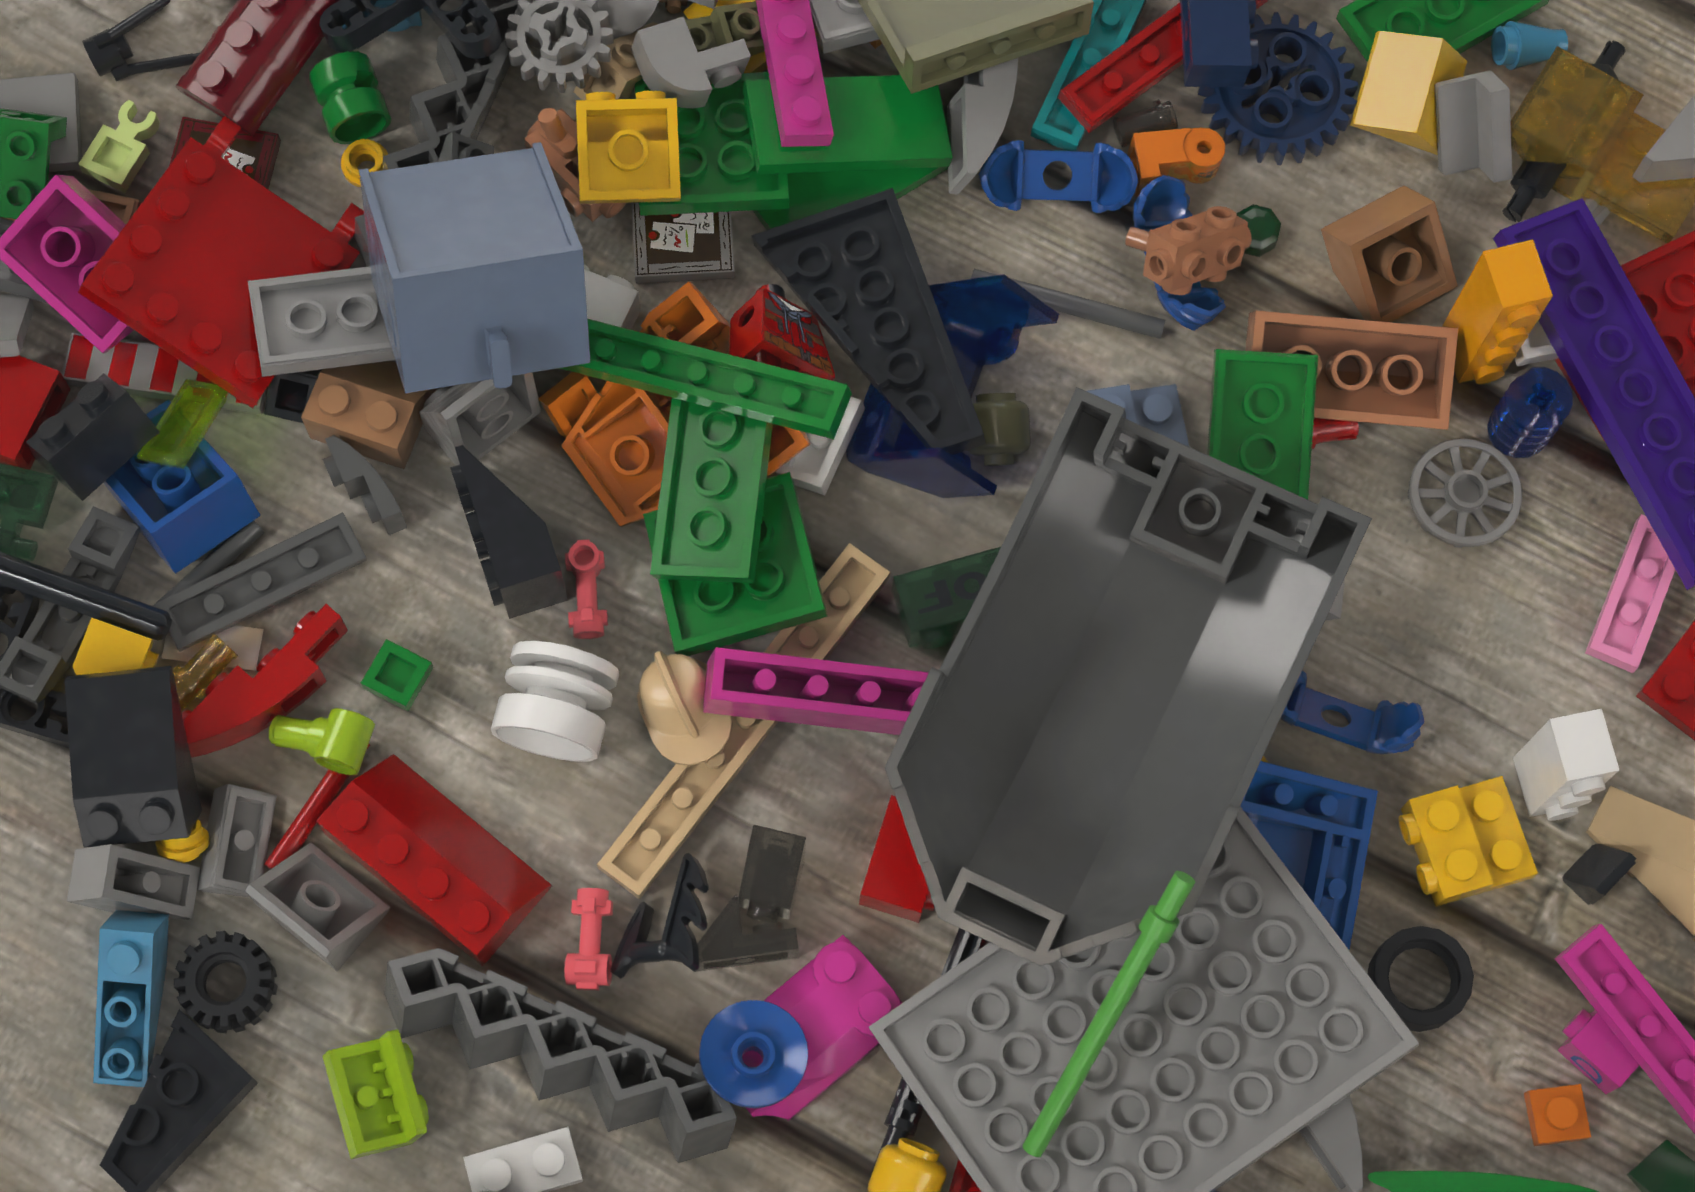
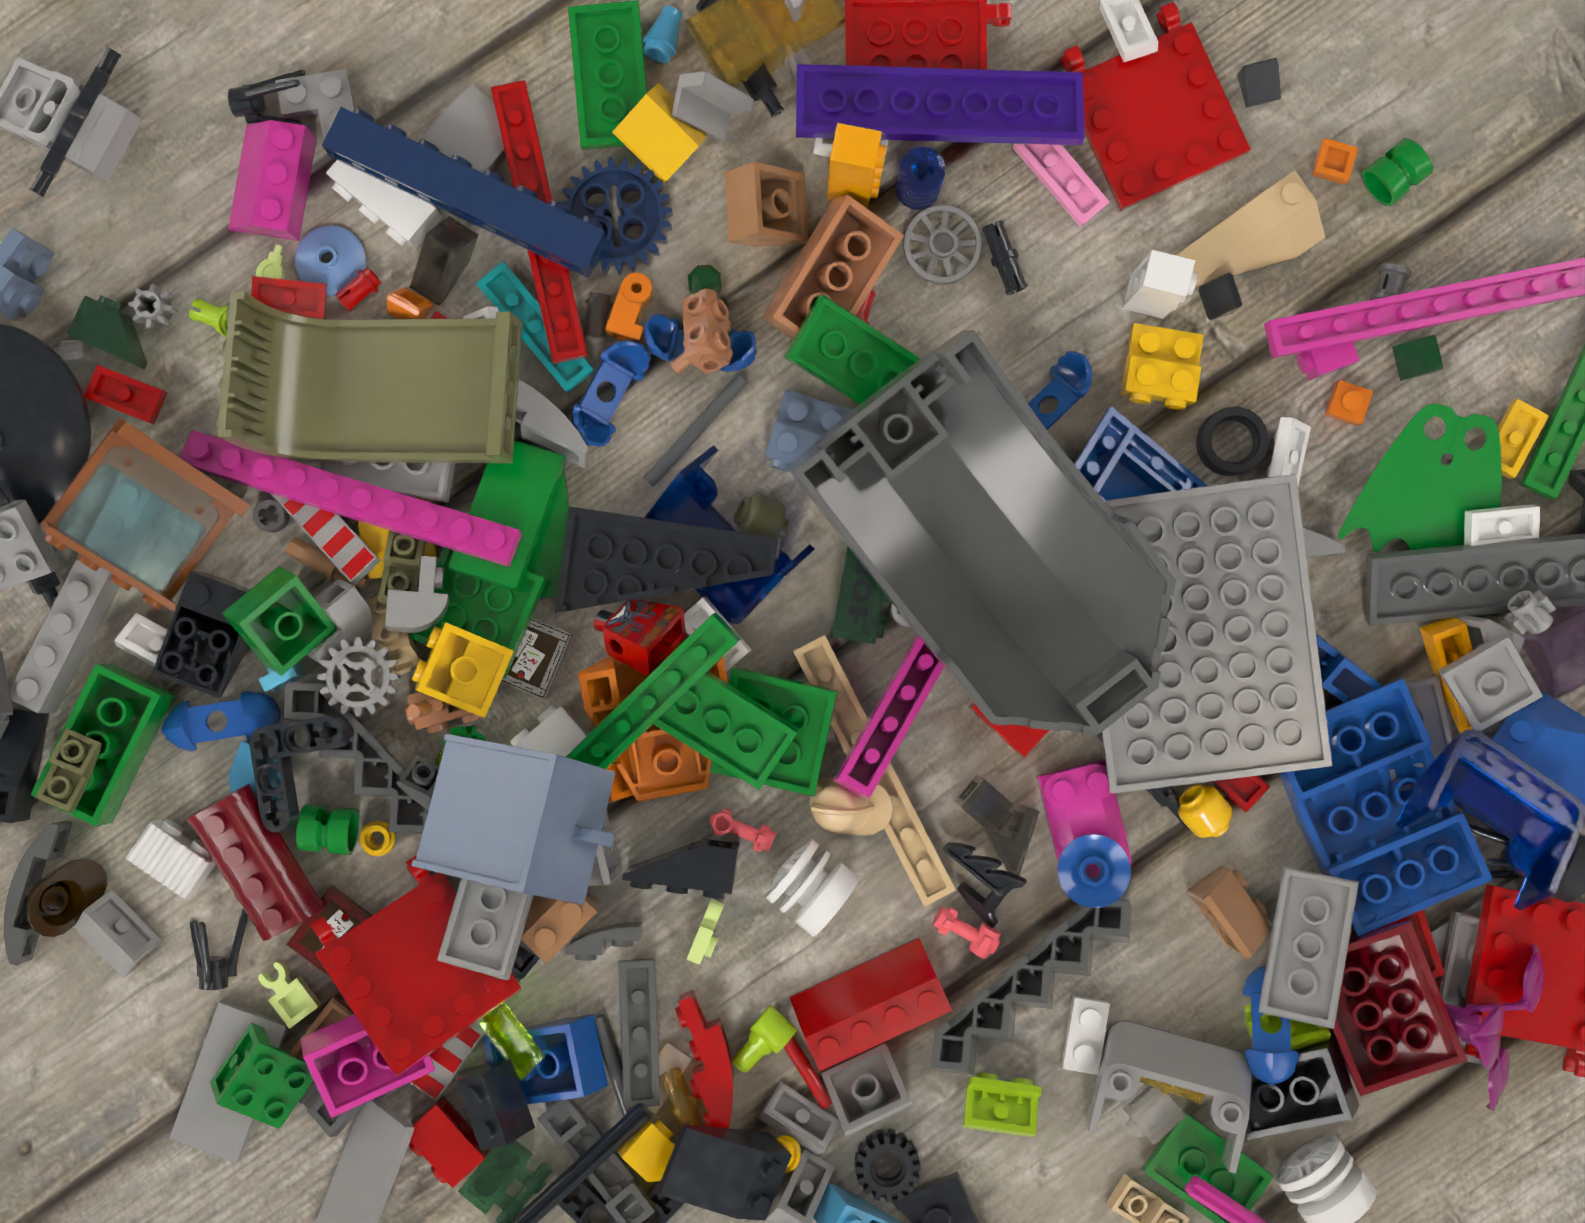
camera: 60 degrees left, 15 degrees up
(397, 675) = (741, 974): green plate -> none
(421, 605) = (704, 941): none -> yellowish green plate
(1156, 928) = (1176, 609): bright green bar -> none
(1444, 1063) = (1289, 448): none -> white plate
(1492, 574) = (1004, 257): none -> black pin

